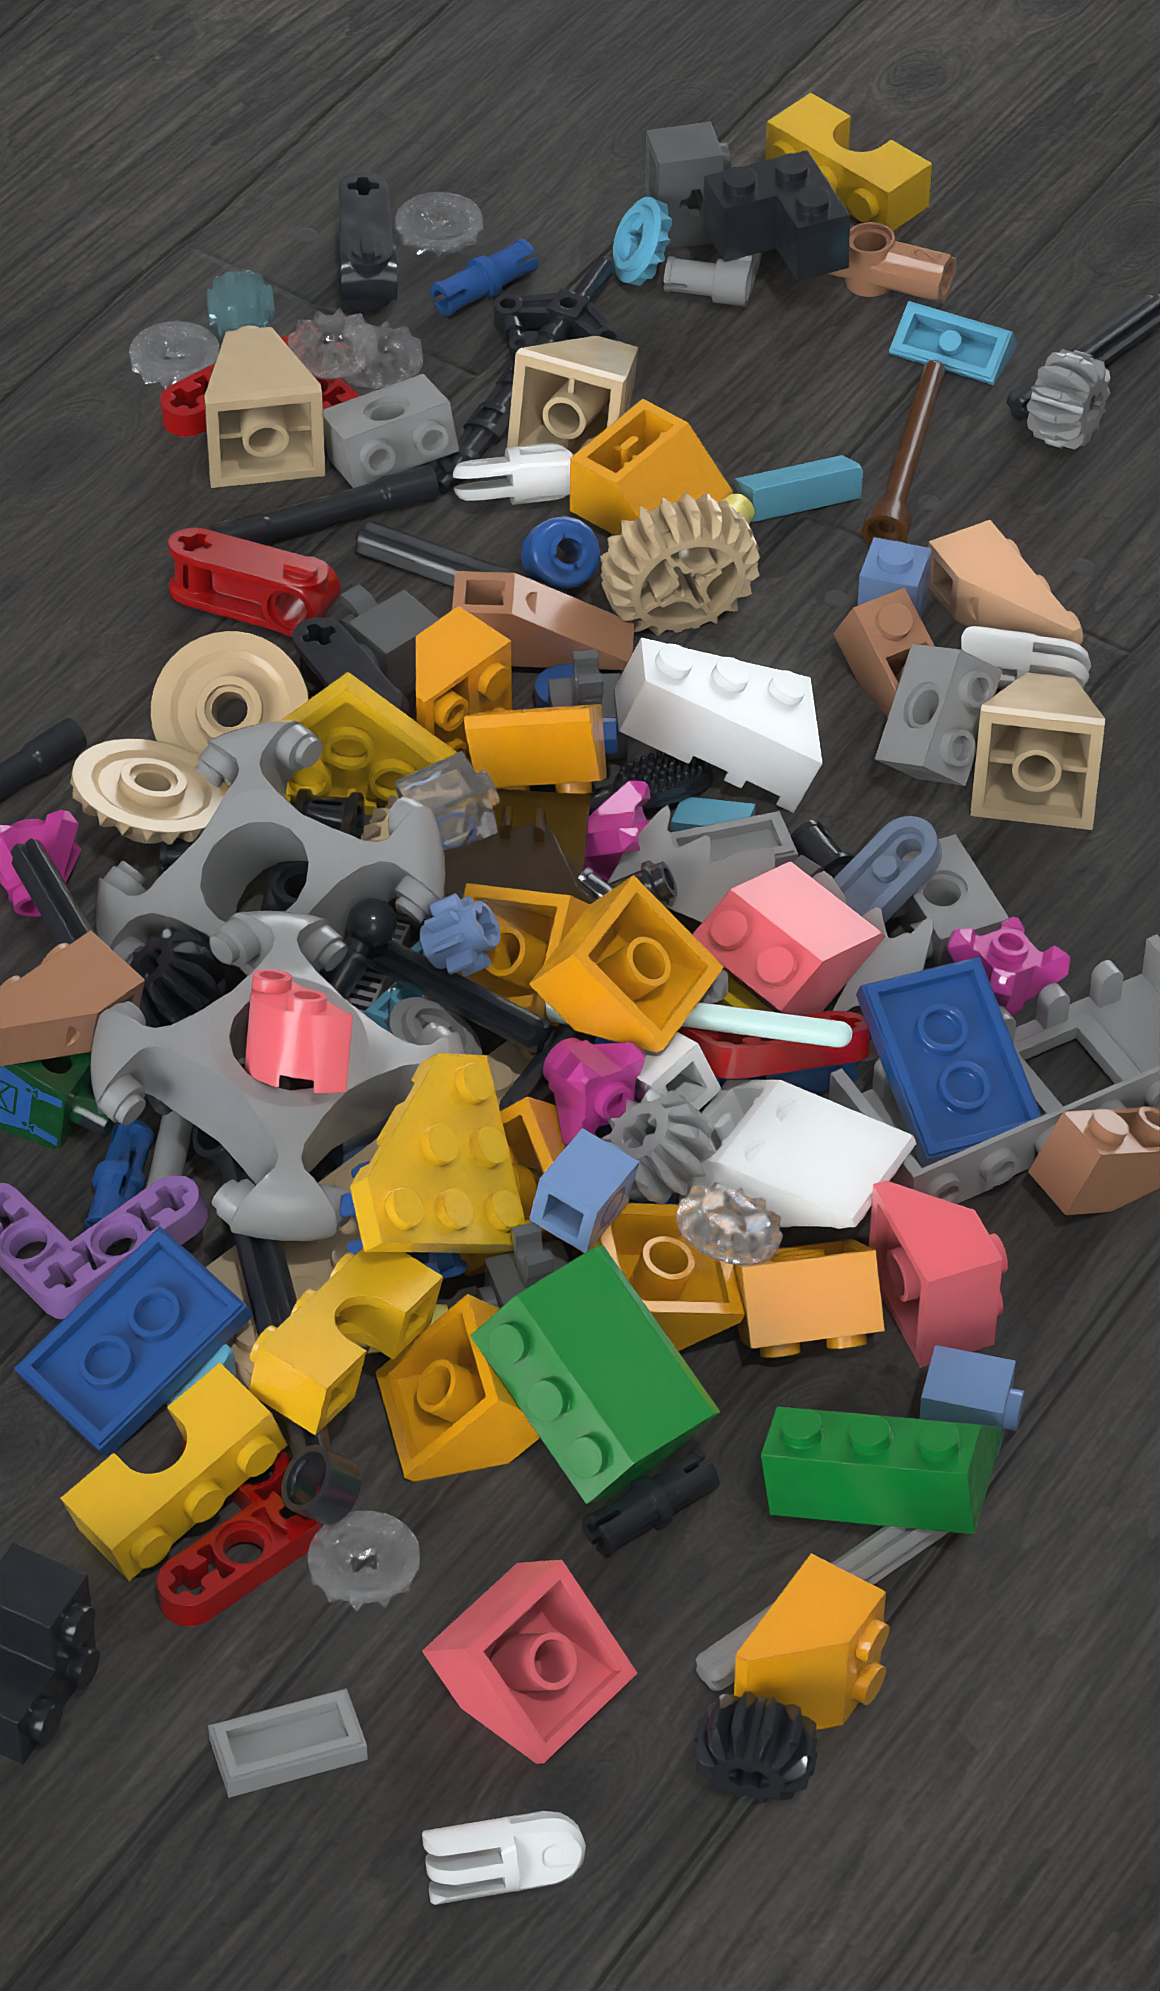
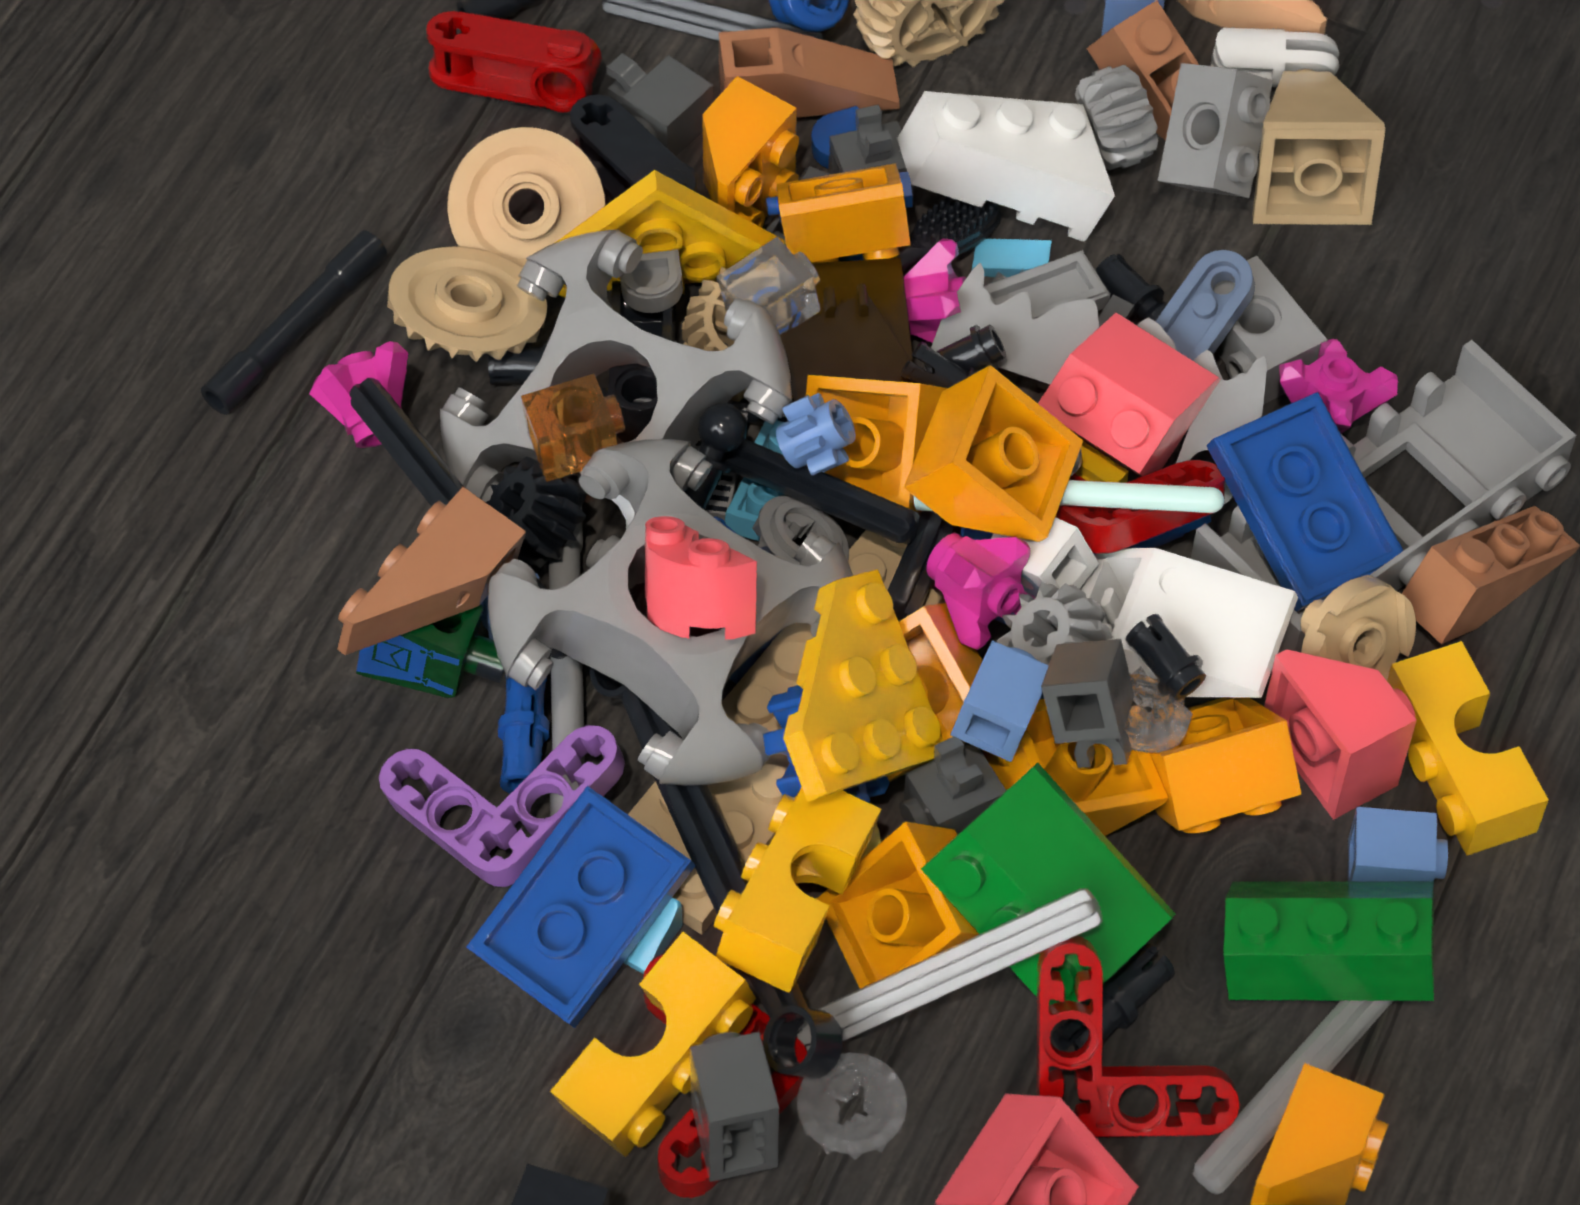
camera: 10 degrees left, 10 degrees up
(212, 889) = (552, 422): none -> clear orange brick
(233, 1526) = (734, 1105): none -> dark grey brick
(337, 788) = (654, 282): none -> light grey tile
(494, 1428) = (962, 964): none -> axle
(619, 1569) = (1105, 1084): none -> red beam
(669, 1193) = (1089, 698): none -> dark grey brick
(769, 1186) = (1166, 658): none -> black pin
(845, 695) = (1118, 115): none -> light grey gear
(990, 1162) = (1355, 608): none -> tan plate
(1071, 1356) = (1477, 793): none -> yellow arch

